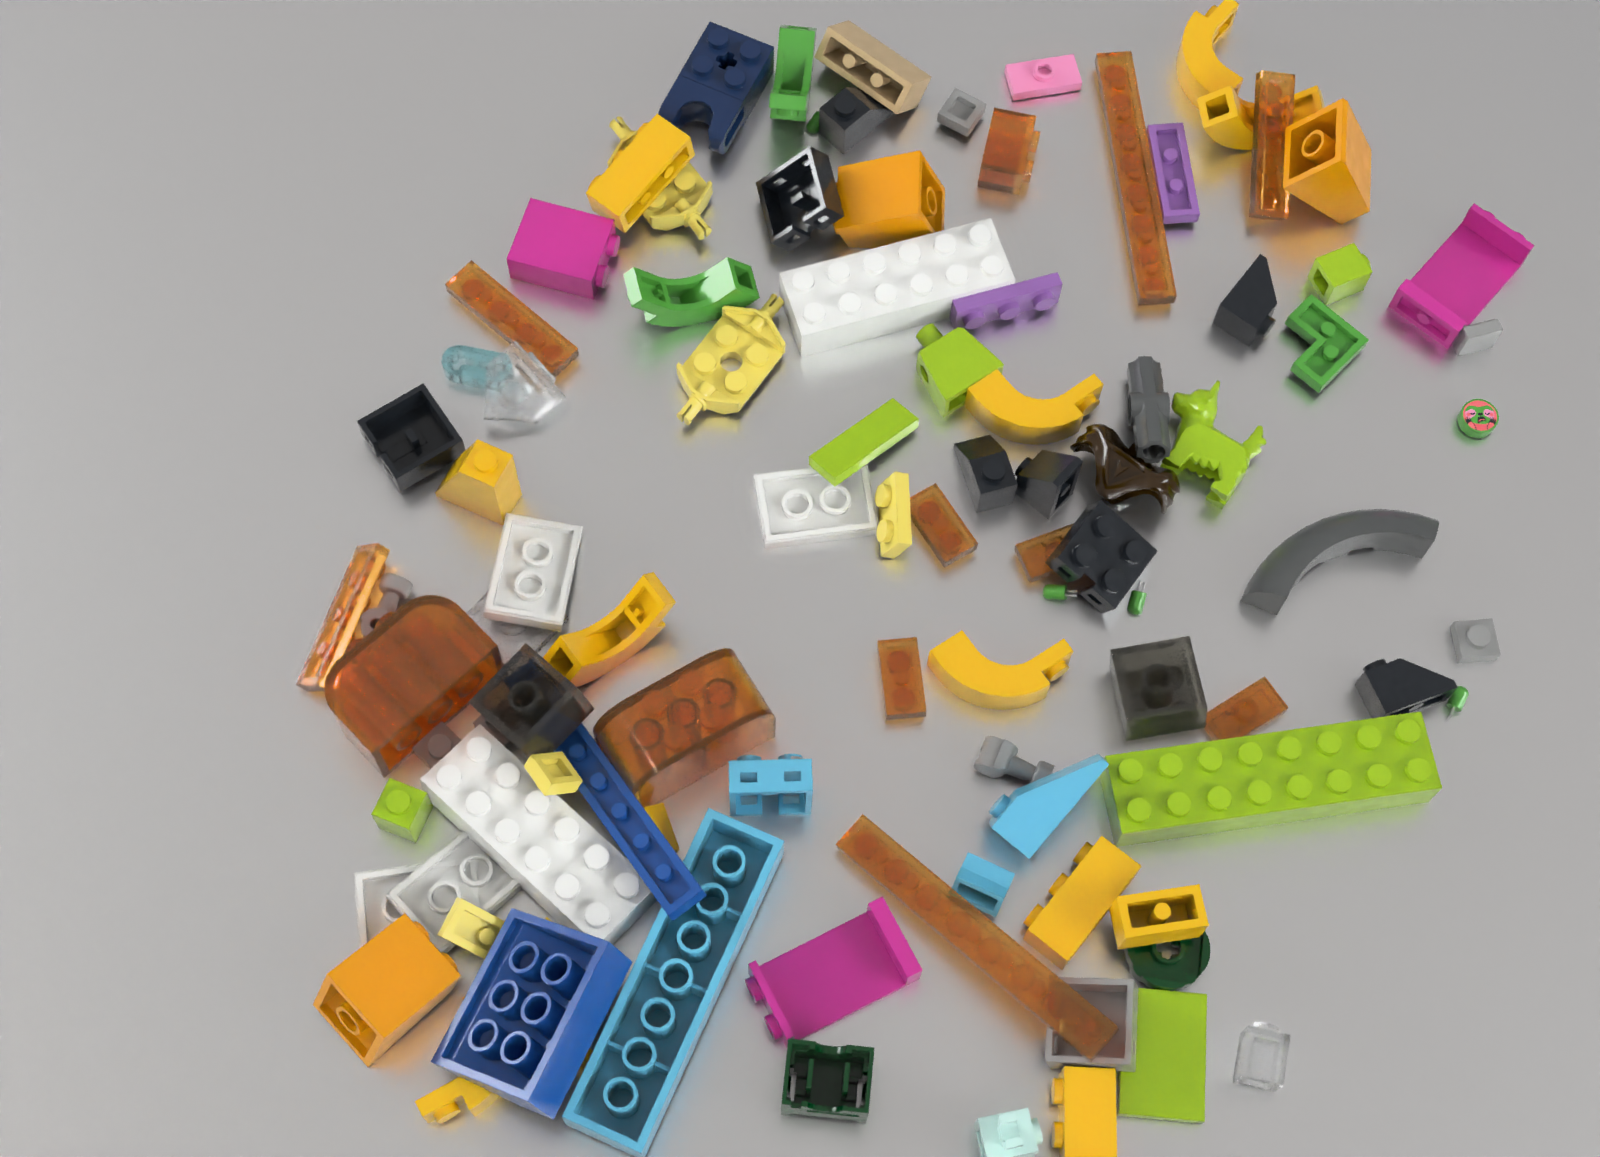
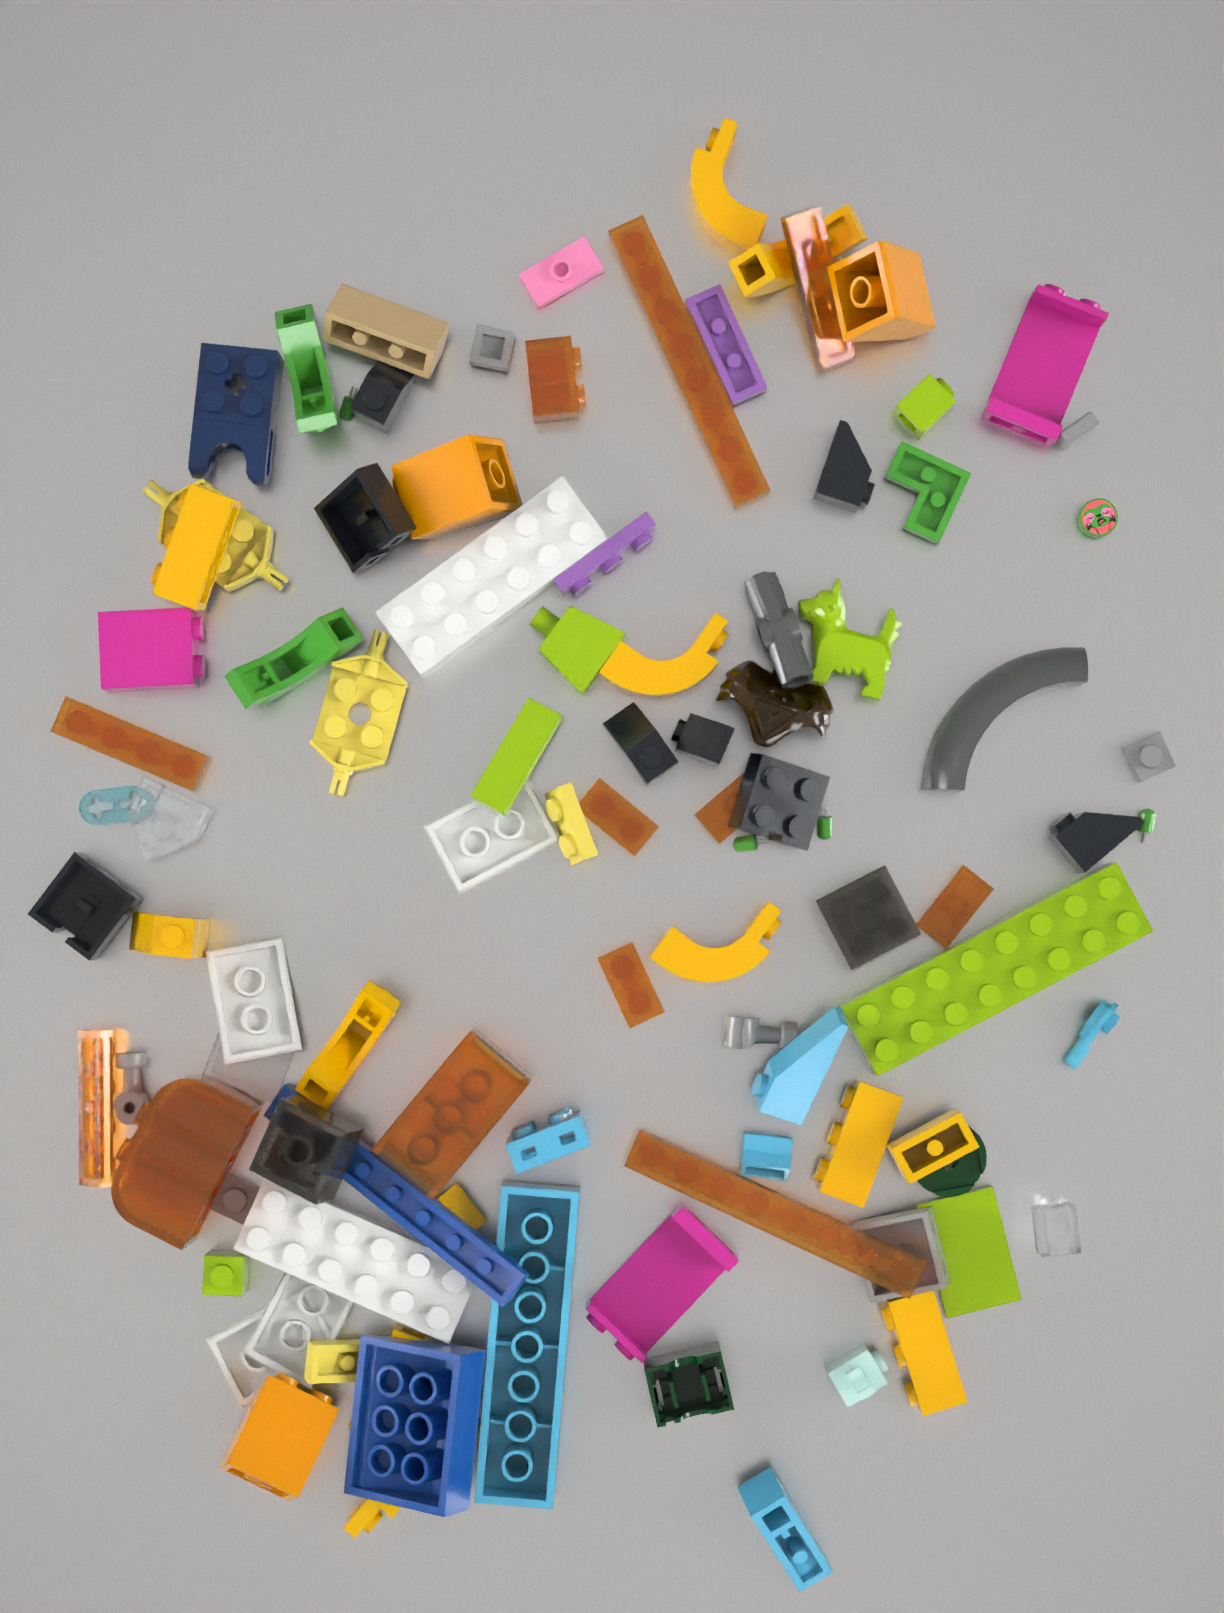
camera: 15 degrees left, 20 degrees up
(553, 773) = (350, 1204): light yellow plate -> none
(1363, 866) = (1102, 1020): none -> medium azure plate

